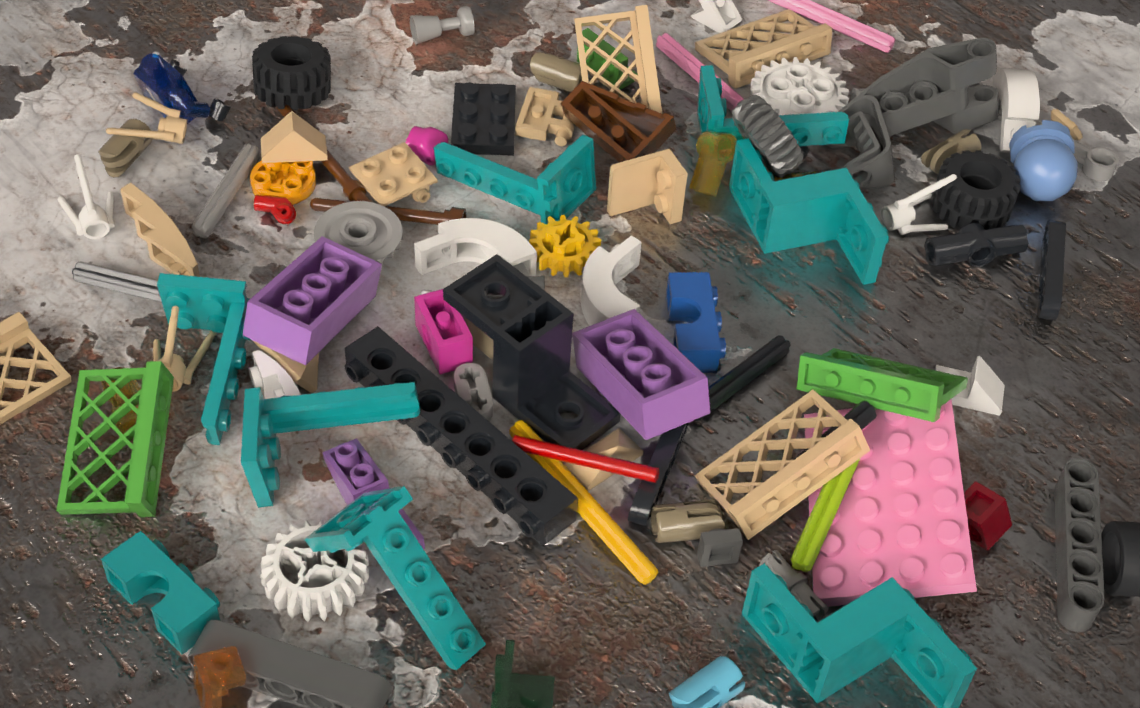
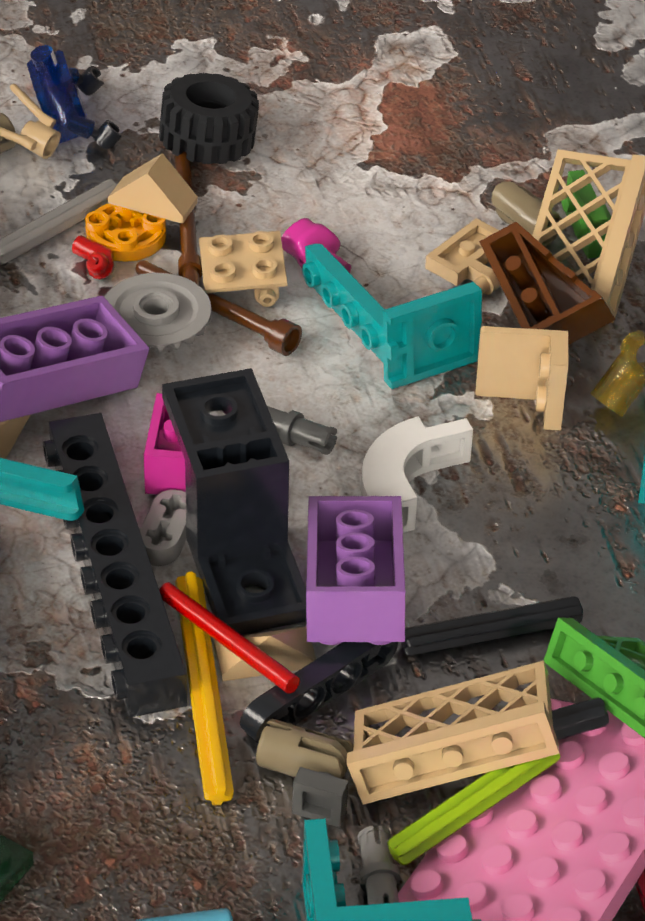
camera: 30 degrees right, 5 degrees down
(430, 27) = (408, 118): light grey piece -> none
(475, 242) = (285, 365): white arch -> none
(484, 118) = (399, 237): black plate -> none
(564, 245) = (385, 402): yellow gear -> none
(694, 301) = (469, 569): blue arch -> none

